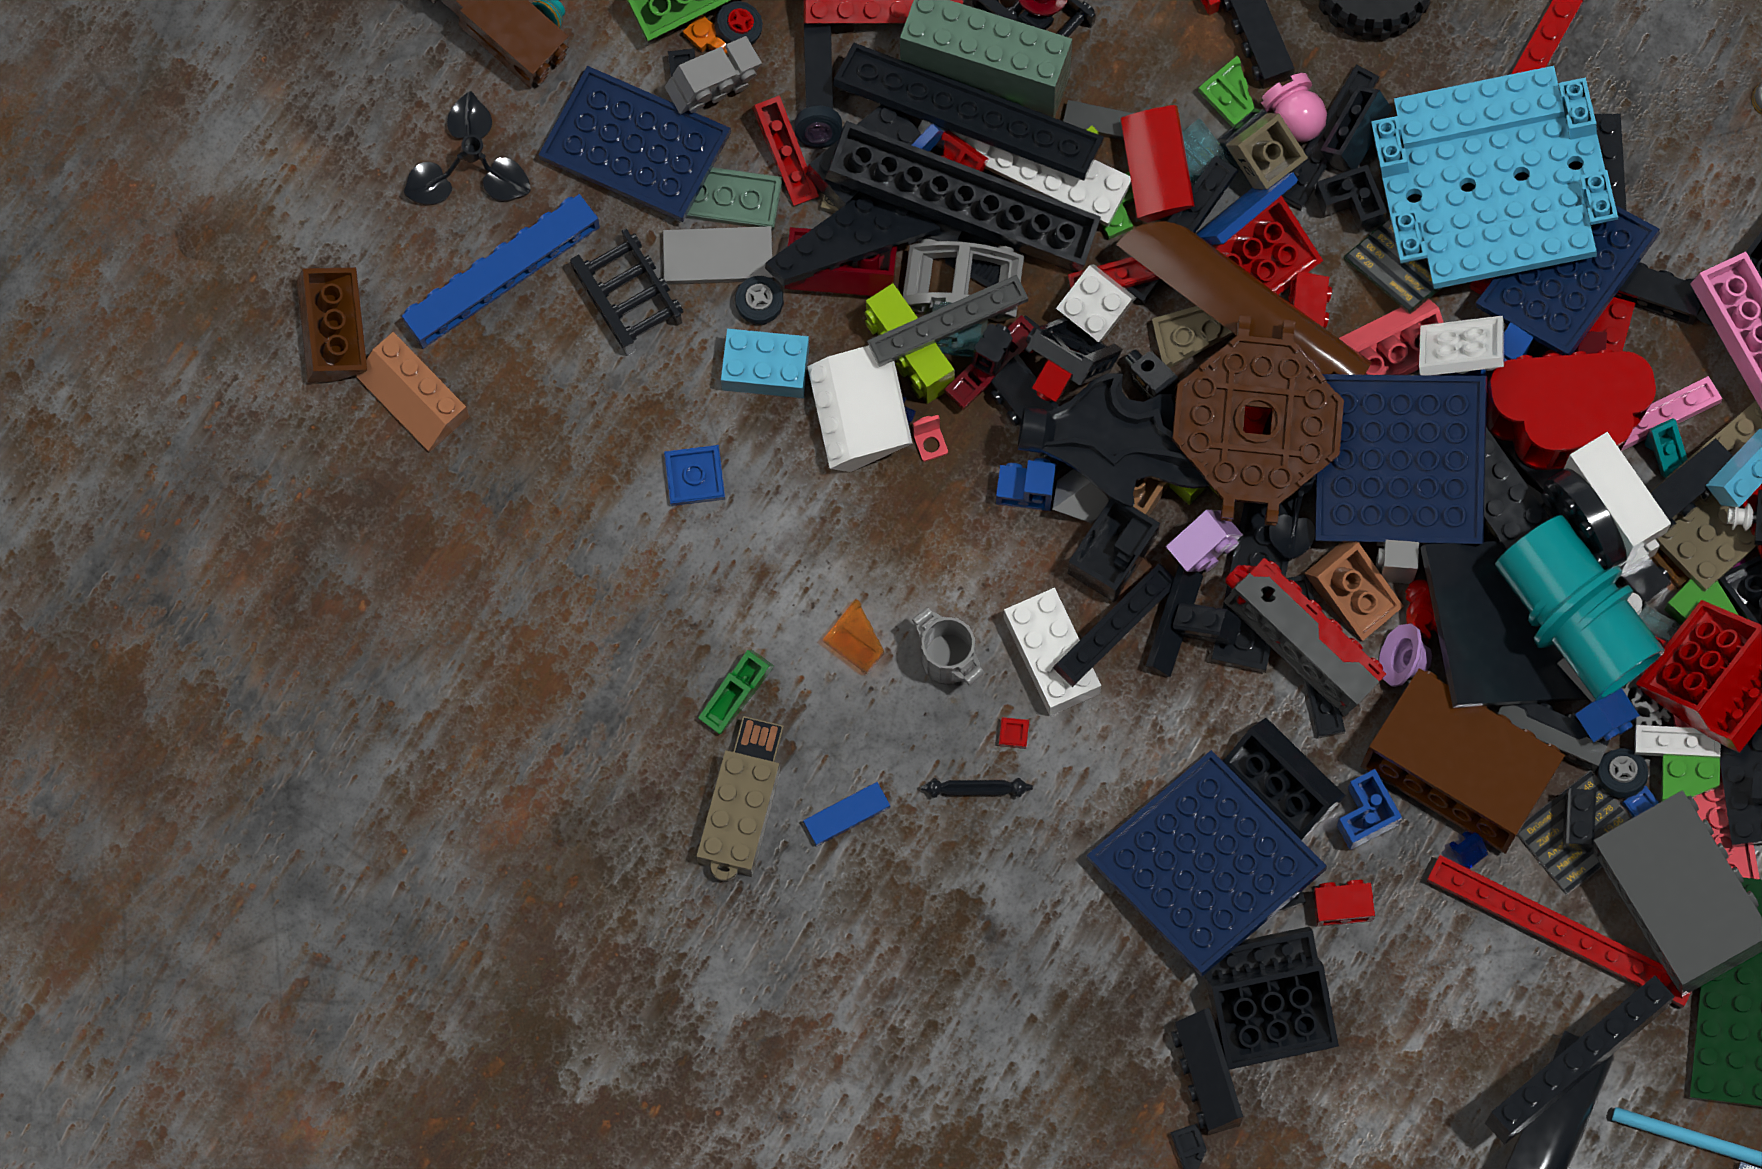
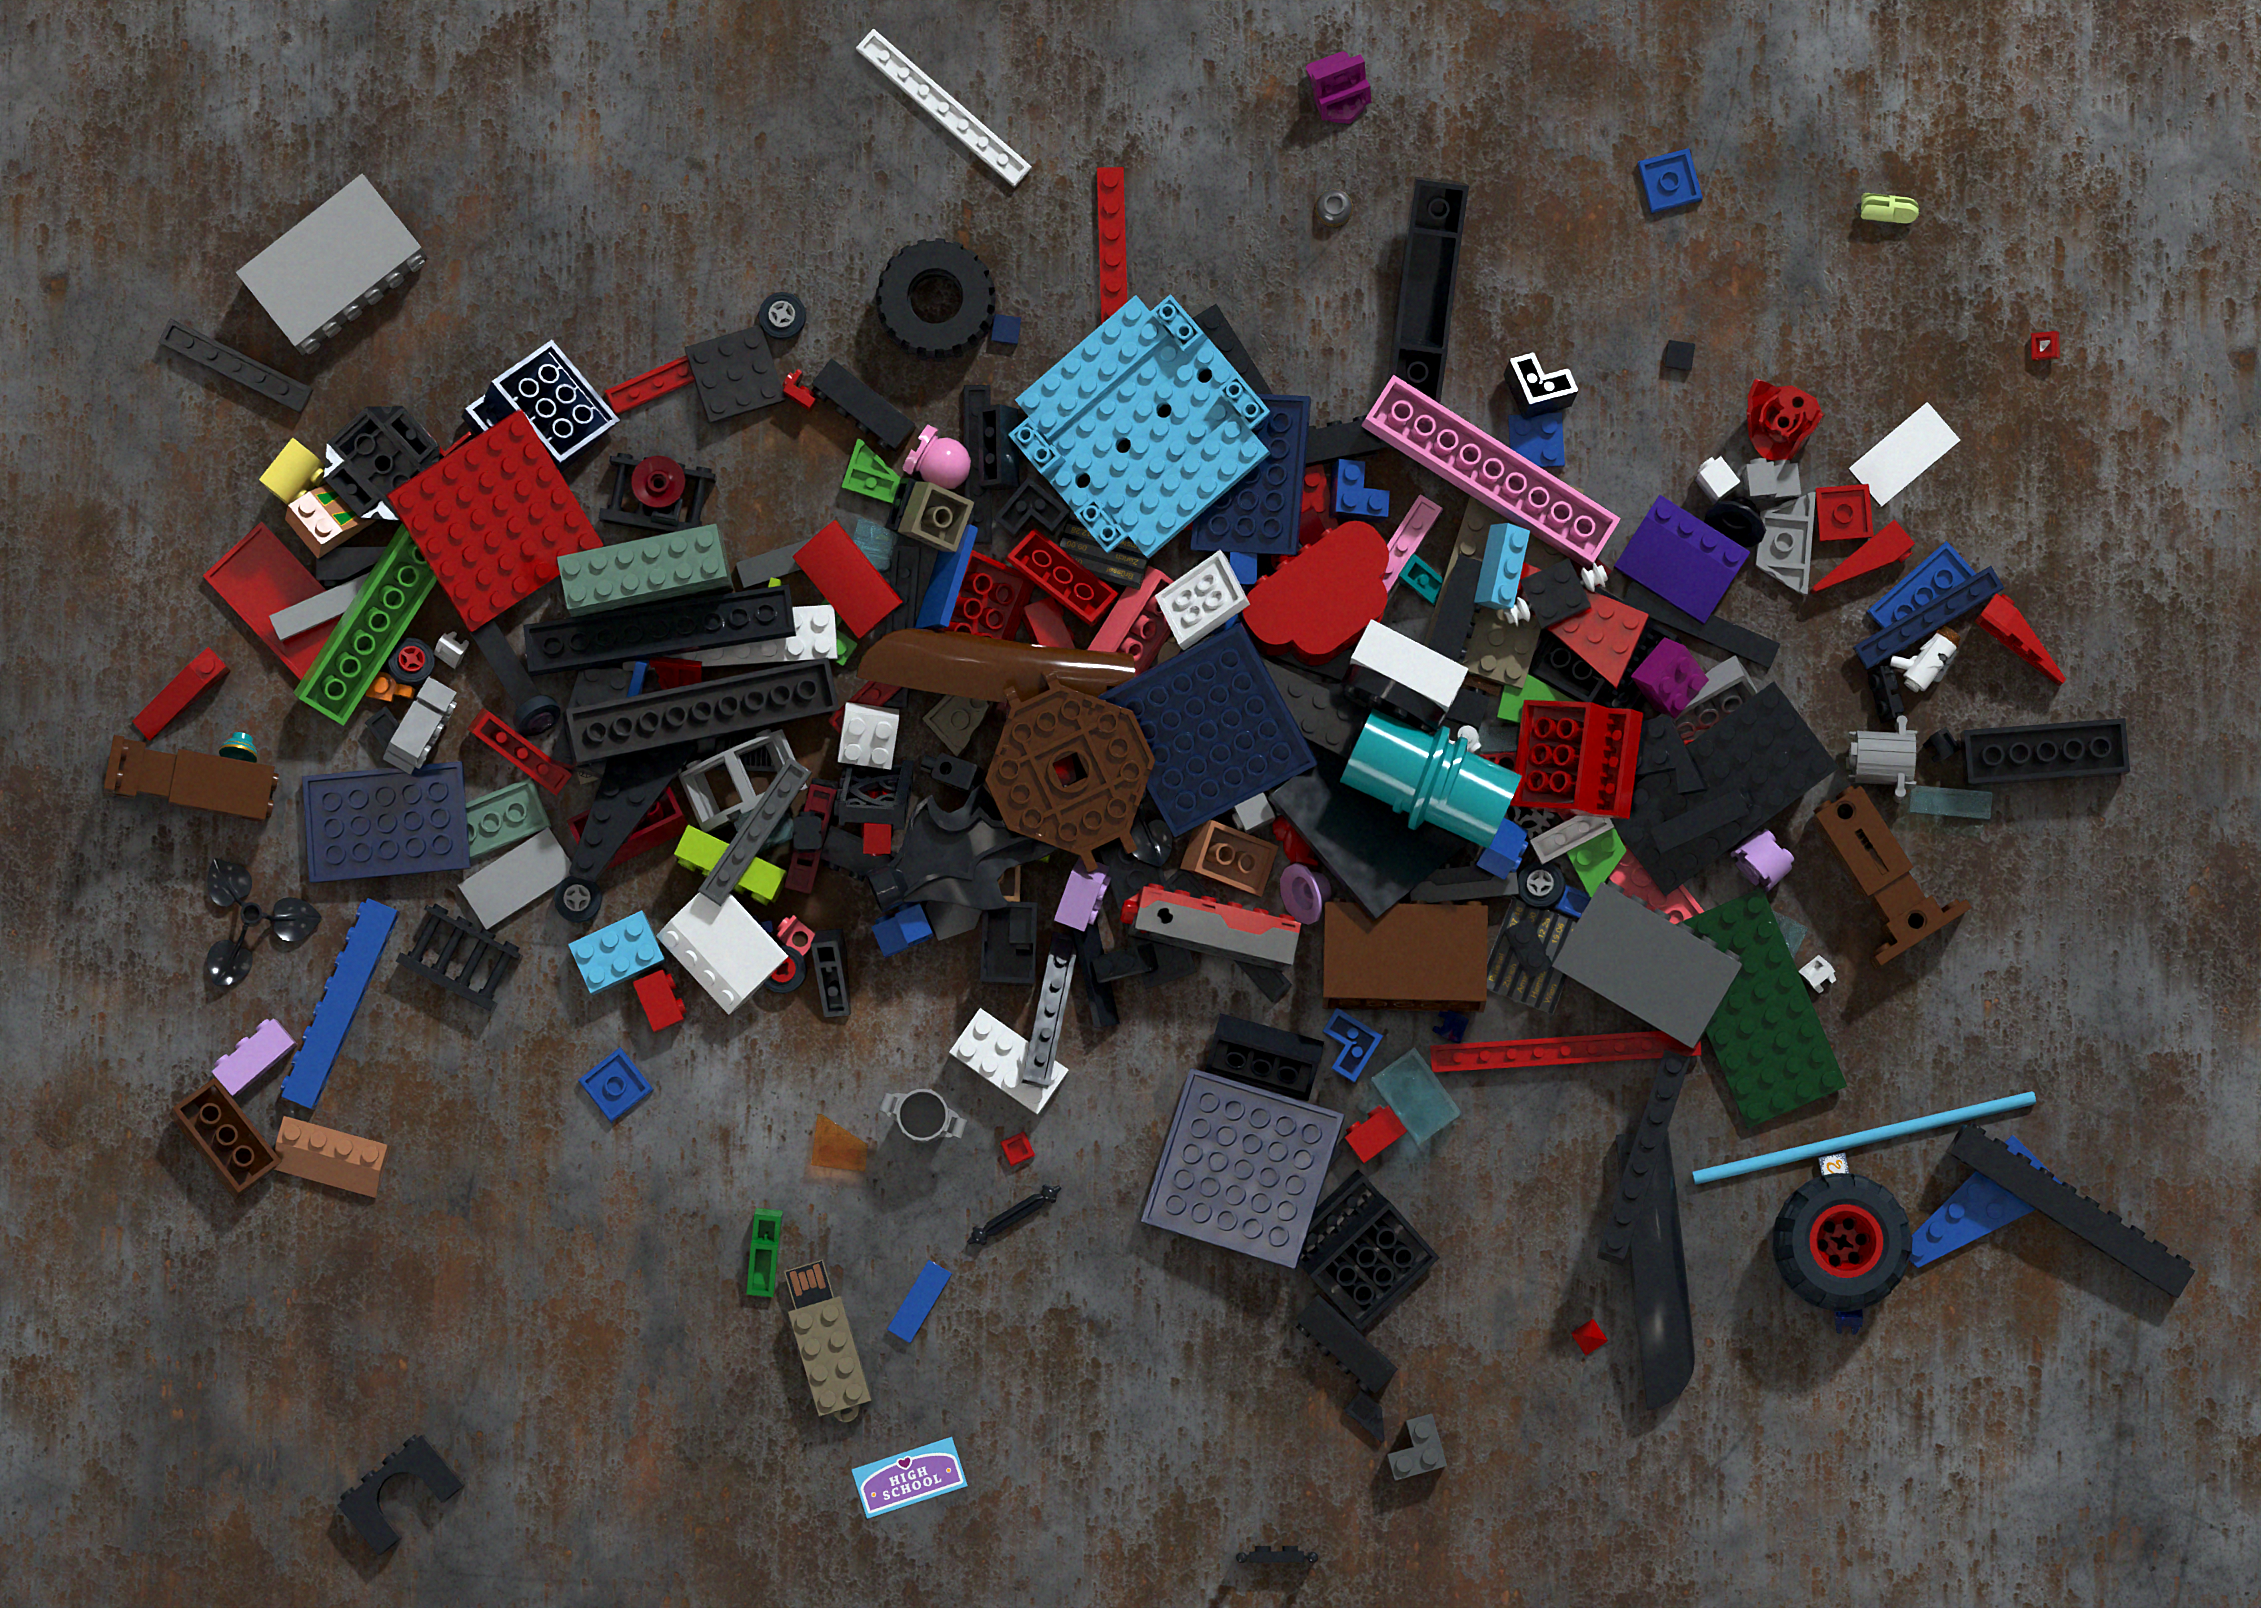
camera: 30 degrees left, 10 degrees up
(253, 701) = (363, 1504): none -> black arch
(399, 273) = (253, 1057): none -> lavender brick
(744, 963) = (909, 1477): none -> sticker
(776, 425) = (659, 1000): none -> red brick
(778, 34) = (450, 650): none -> white tile
(902, 470) = (790, 975): none -> black wheel
(942, 486) = (832, 971): none -> black slope
(1347, 267) = (1062, 577): none -> red slope
(1400, 890) = (1415, 1096): none -> clear light blue brick
(1421, 39) = (1006, 329): none -> dark blue tile
(1646, 340) = (1349, 497): none -> blue brick

